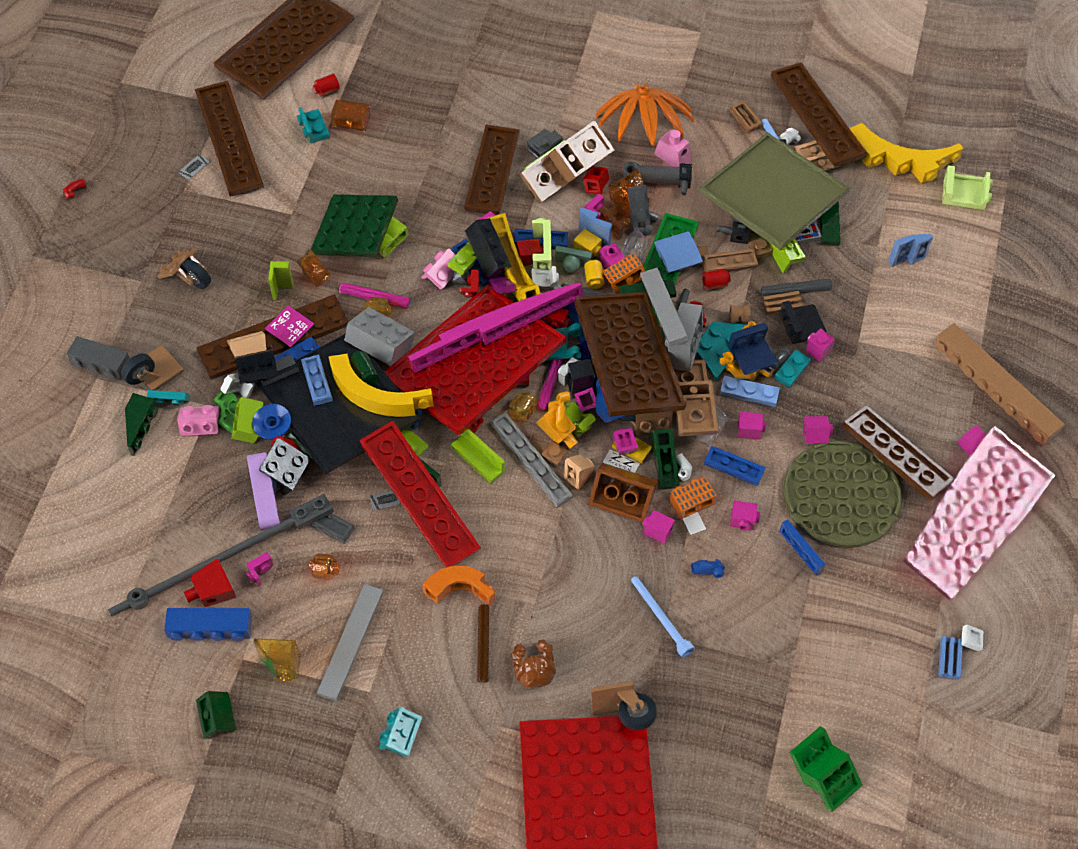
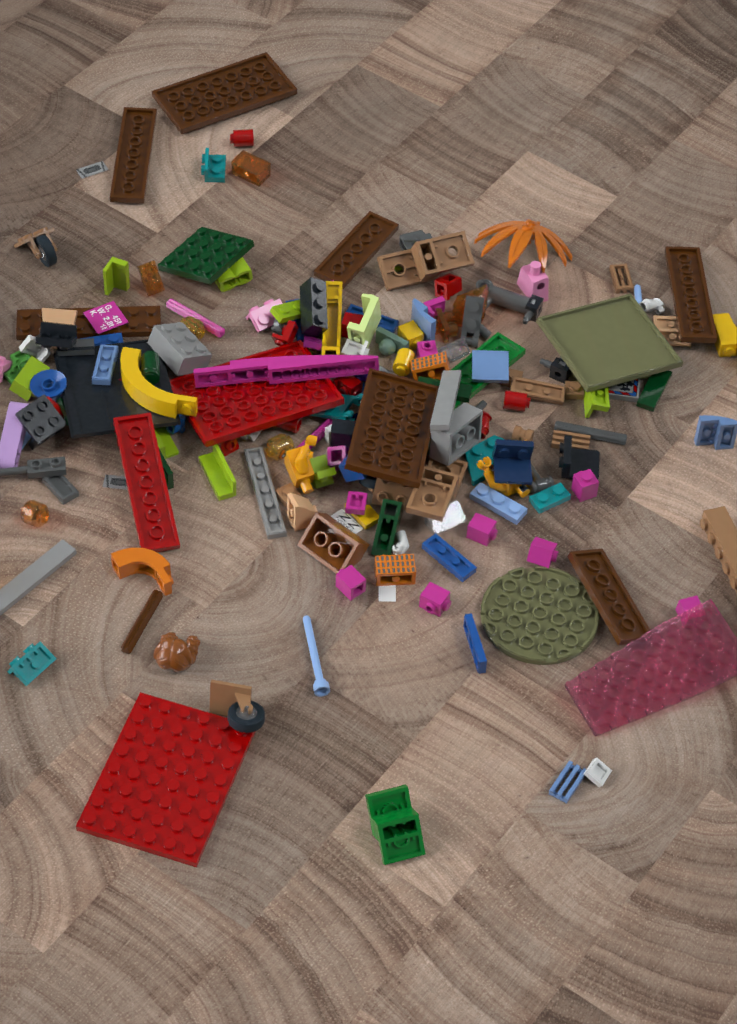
camera: 20 degrees right, 10 degrees down
(706, 567) = (376, 630): blue arm -> none

